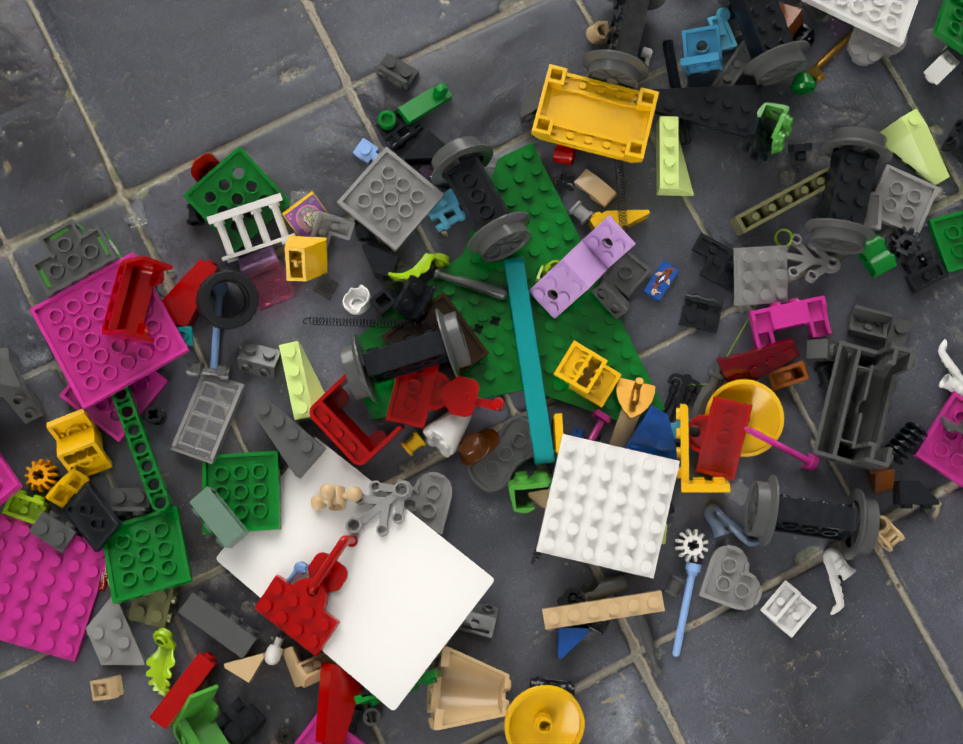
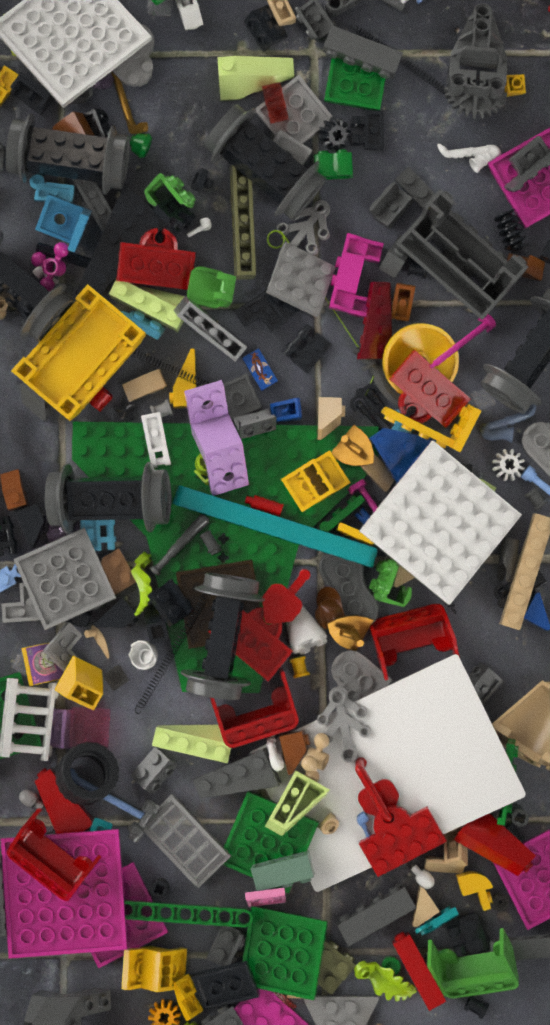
camera: 65 degrees left, 5 degrees up
(182, 662) = (393, 963): none -> green tile
(183, 265) = (30, 799): none -> light grey cylinder
(189, 514) = (266, 897): none -> bright pink tile
(234, 681) = (433, 923): none -> teal hinge
(281, 539) = (329, 824): none -> tan plate
(286, 497) = (296, 801): none -> yellowish green wedge
(291, 702) = (476, 882): none -> yellow brick
(322, 460) = (275, 754): none -> white piece
(336, 473) = (294, 748): none -> dark orange slope
(343, 176) = (21, 610): none -> light grey plate
(353, 257) = (99, 637): none -> tan bar
(419, 243) = (117, 571): none -> medium nougat plate
(446, 122) = (13, 490): none -> dark orange slope
(468, 472) = (349, 630): none -> pearl gold shield
(485, 310) = (210, 543): none -> dark grey pin
(494, 529) = (410, 631): none -> red windscreen
(543, 341) = (265, 505): none -> red cylinder
(553, 217) = (155, 438): none -> white plate
(568, 414) = (353, 503): none -> green plate
(637, 321) = (287, 410): none -> blue slope
(648, 166) = (150, 327): none -> medium azure hinge
(652, 359) = (329, 415): none -> tan slope
(657, 59) = (39, 259): none -> dark pink piece
(675, 216) = (210, 328): none -> dark grey brick
(708, 143) = (155, 262): none -> red plate
(710, 201) = (211, 287): none -> bright green piece
(761, 173) = (205, 225): none -> white hand
(903, 177) = (275, 103): none -> clear red slope

